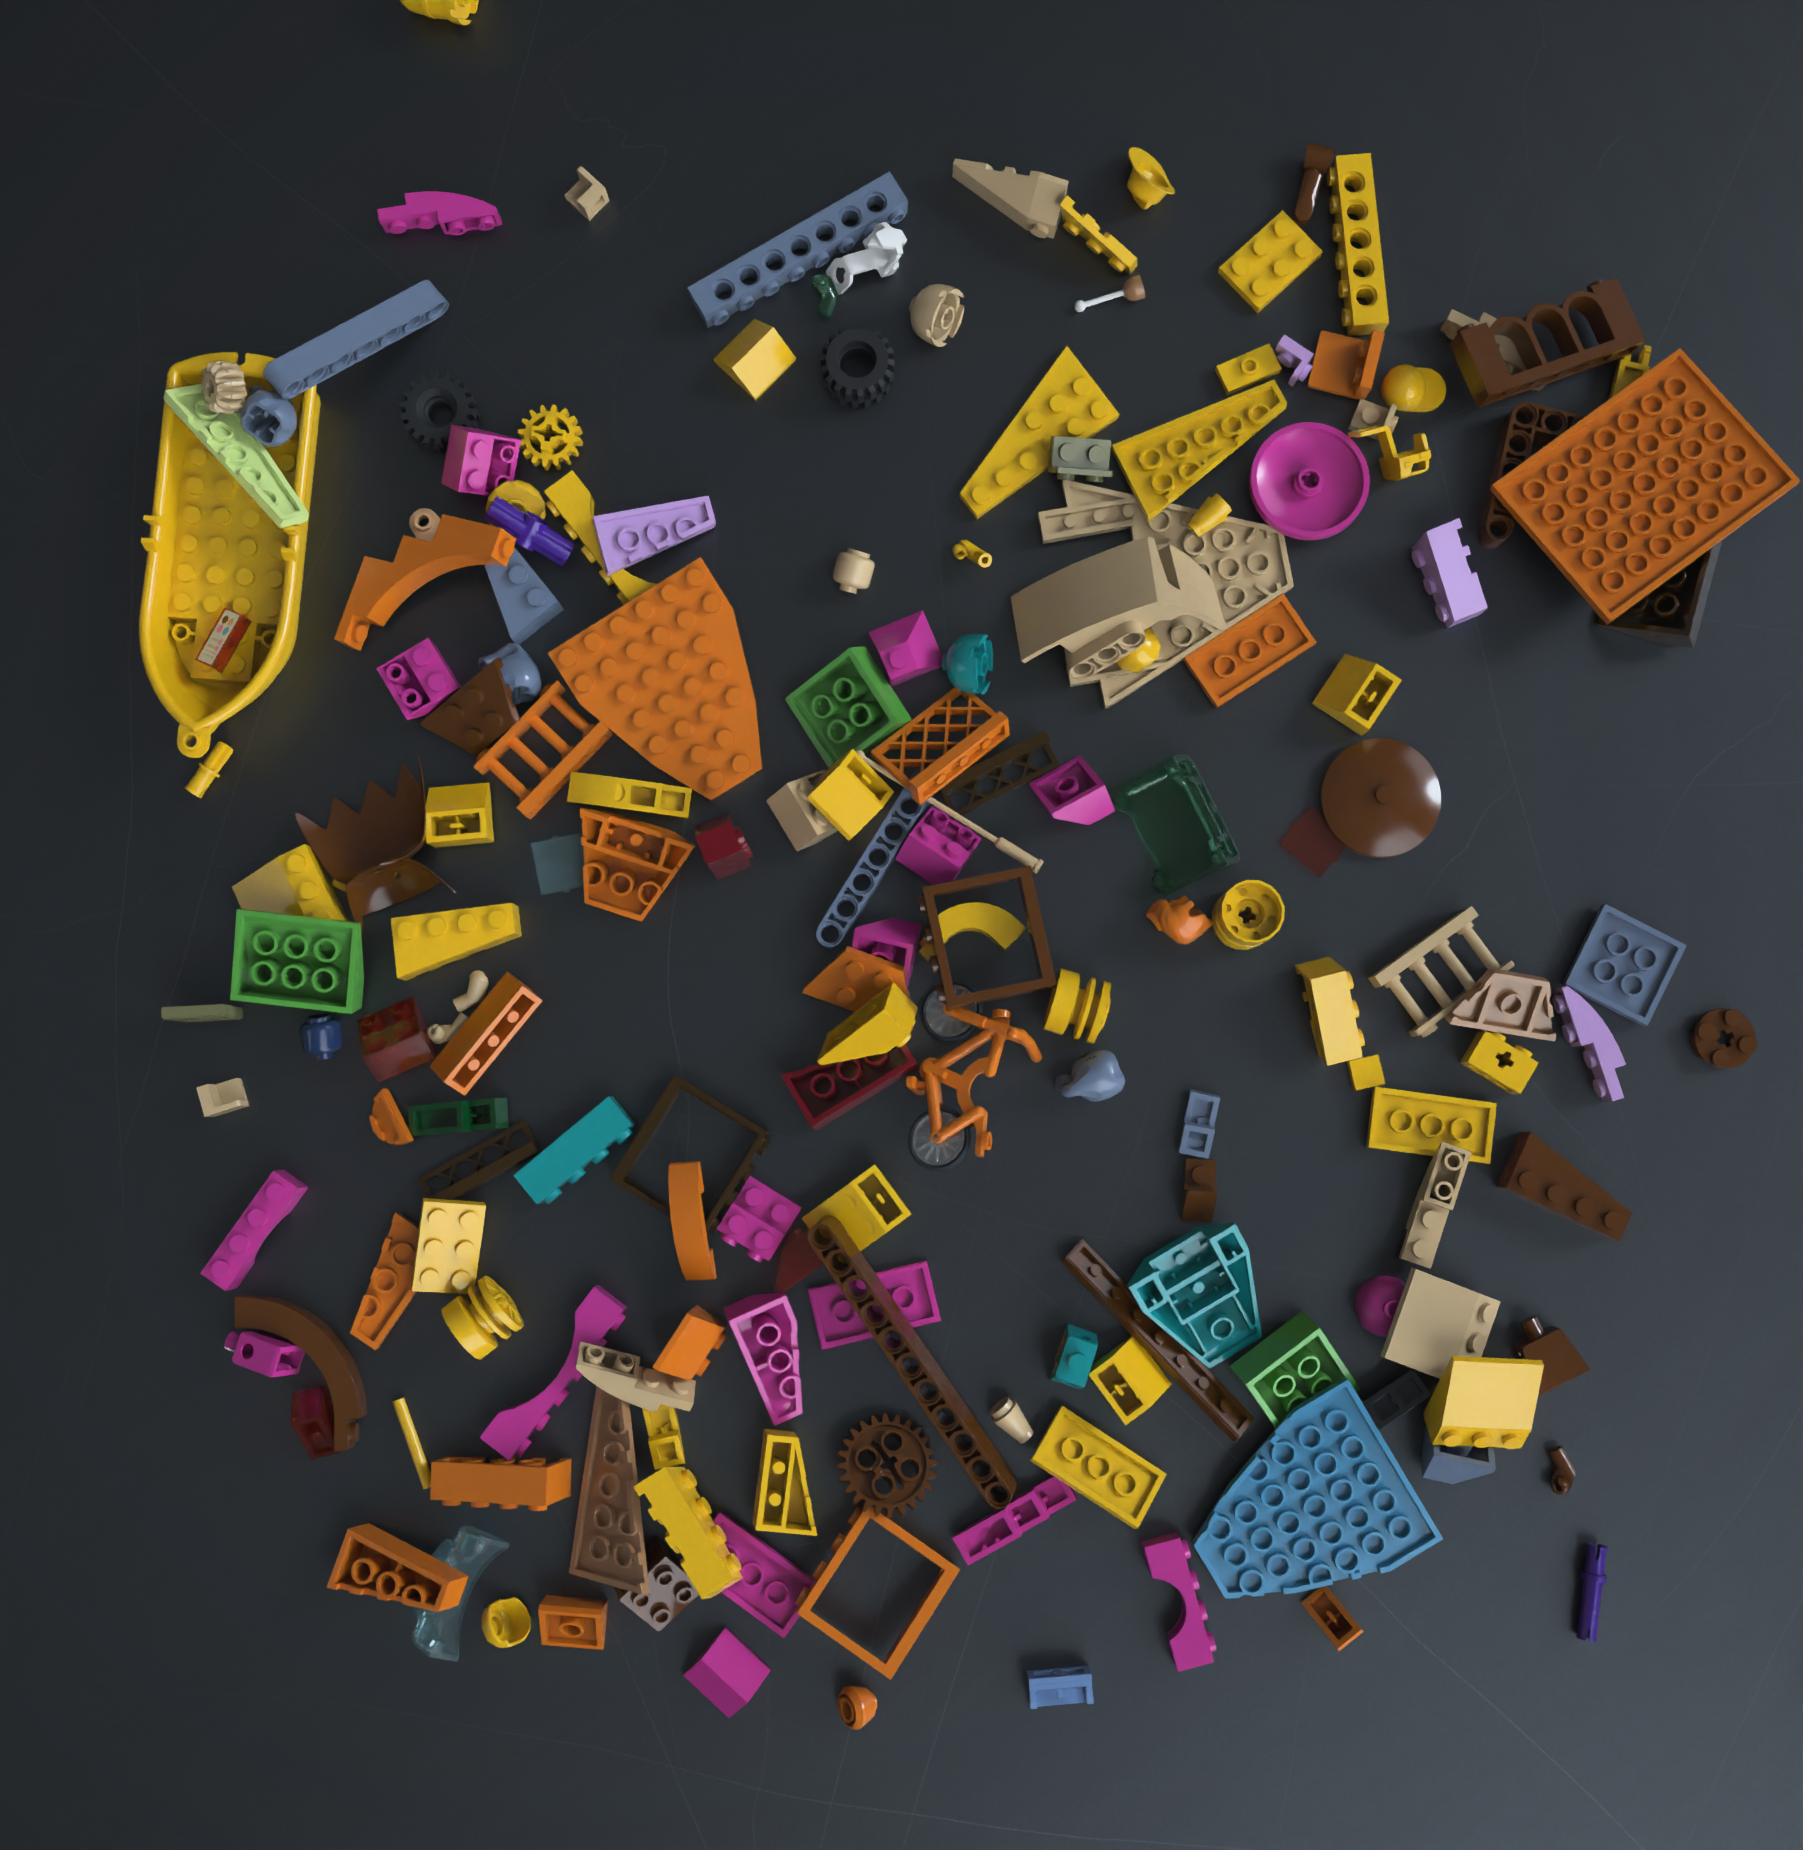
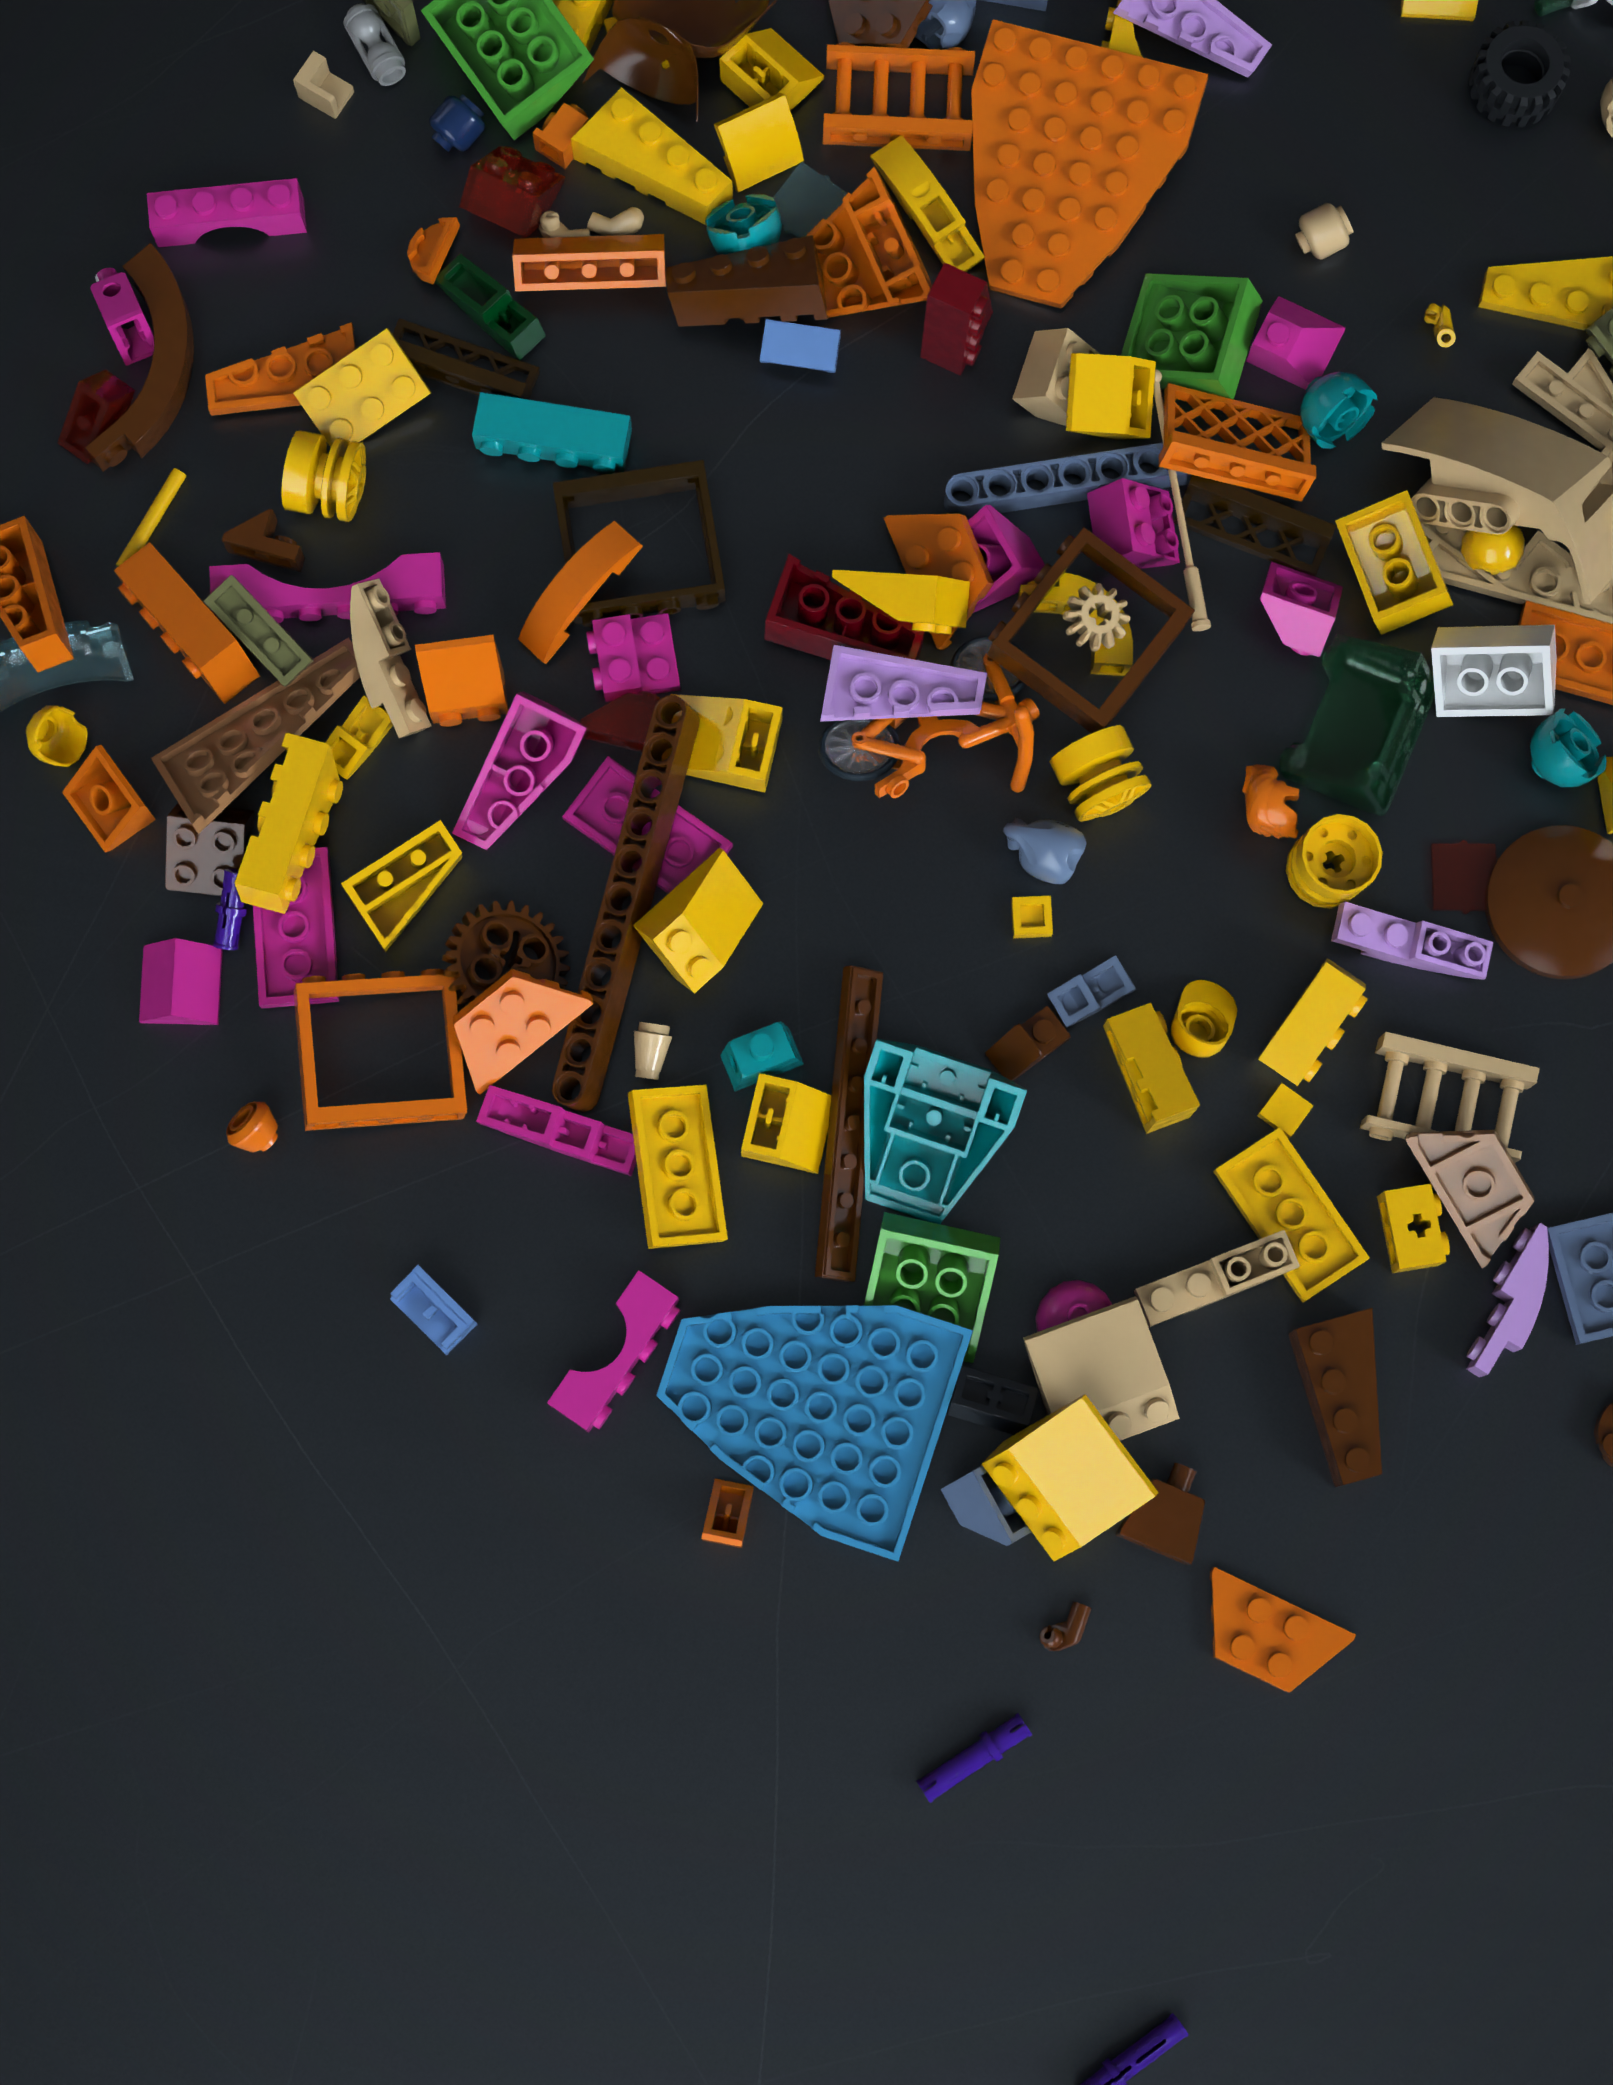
camera: 45 degrees right, 5 degrees down
(237, 1046) = (383, 58): none -> light grey piece
(384, 977) = (556, 134): none -> orange brick
(484, 1390) = (254, 541): none -> reddish brown slope
(499, 862) = (759, 142): none -> yellow slope
(547, 919) = (744, 225): none -> teal cylinder
(549, 1443) = (258, 630): none -> olive plate
(589, 949) = (749, 285): none -> reddish brown wedge
(651, 950) = (800, 345): none -> medium blue hinge
(710, 1609) = (230, 913): none -> dark purple pin
(919, 1091) = (889, 686): none -> lavender wing
(931, 1496) = (512, 1023): none -> orange wing
(963, 1326) = (701, 921): none -> yellow slope
(991, 944) = (1106, 609): none -> tan gear
(1096, 716) = (1394, 562): none -> yellow slope
(1123, 1119) = (1031, 917): none -> yellow tile
(1212, 716) = (1494, 670): none -> white slope
(1273, 1072) = (1203, 1019): none -> yellow cap
(1278, 1131) = (1151, 1067): none -> yellow wedge
(1296, 717) = (1566, 750): none -> teal cylinder
(1331, 910) = (1411, 943): none -> lavender slope
(1661, 1354) = (1269, 1634): none -> orange wing

